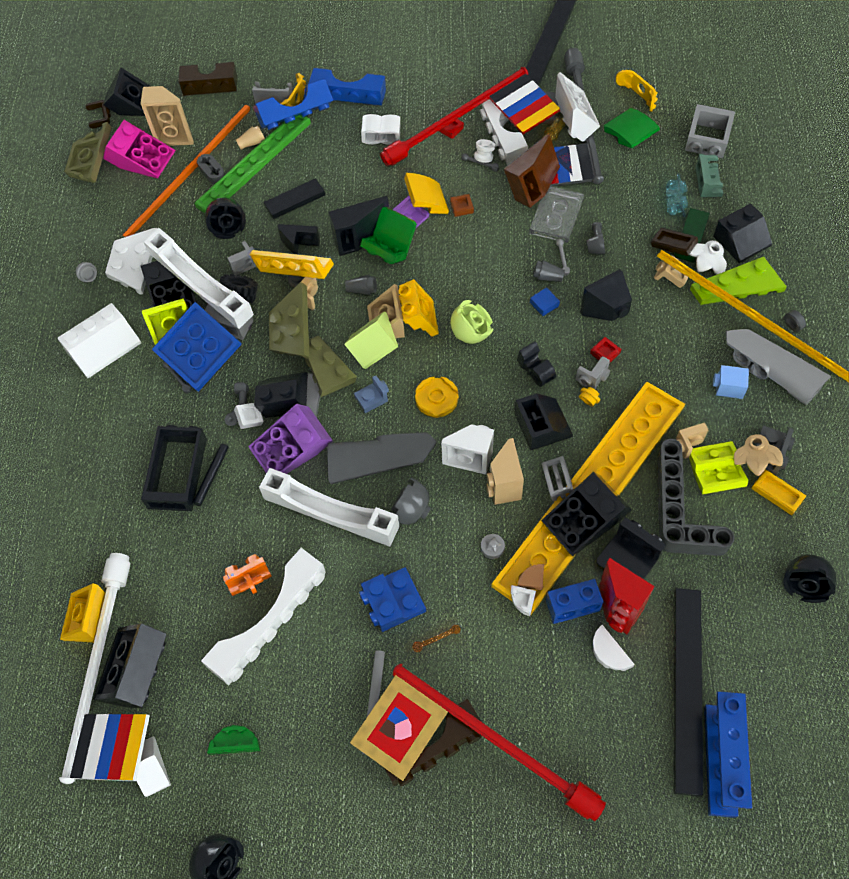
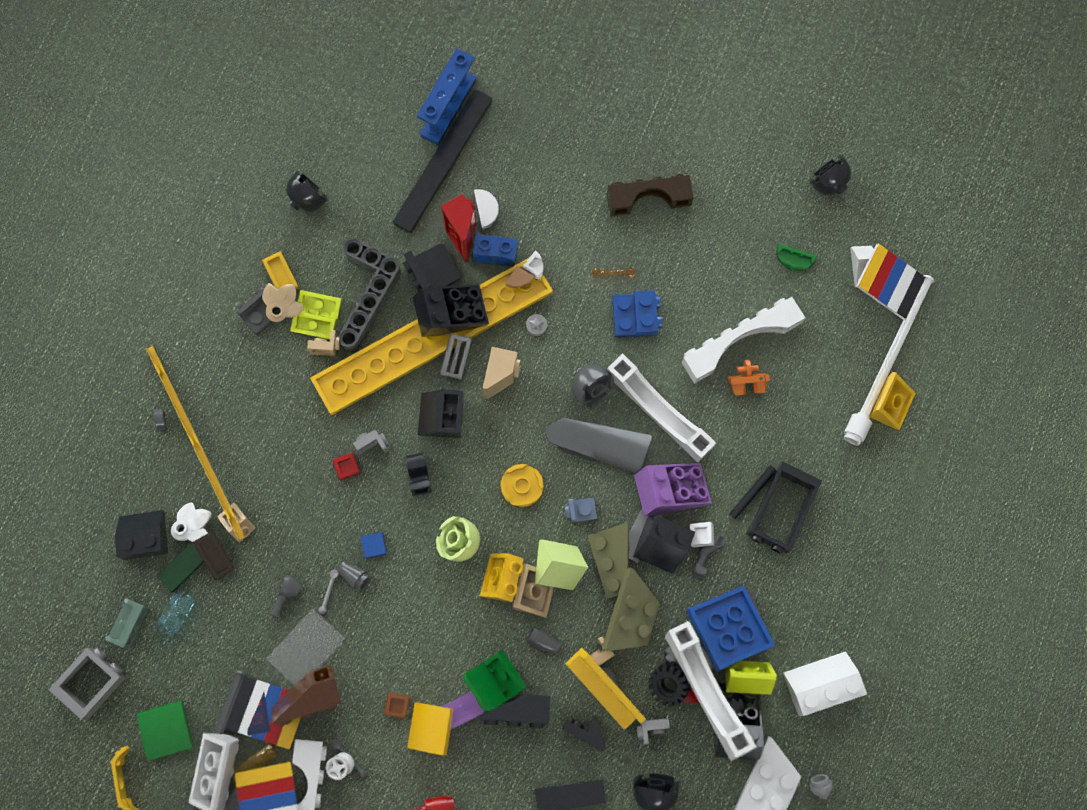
camera: 165 degrees left, 15 degrees up
(130, 666) = (862, 342): black slope -> none
(376, 680) = (680, 244): light grey bar -> none
(410, 716) = (656, 210): flag -> none
(469, 448) = (518, 408): white slope -> none
(589, 396) = (387, 422): yellow plate -> none
(607, 298) = (315, 511): black slope -> none
(731, 381) = (256, 382): light blue brick -> none
(747, 279) = (176, 485): lime wing -> none
(769, 360) = (206, 383): light grey panel -> none

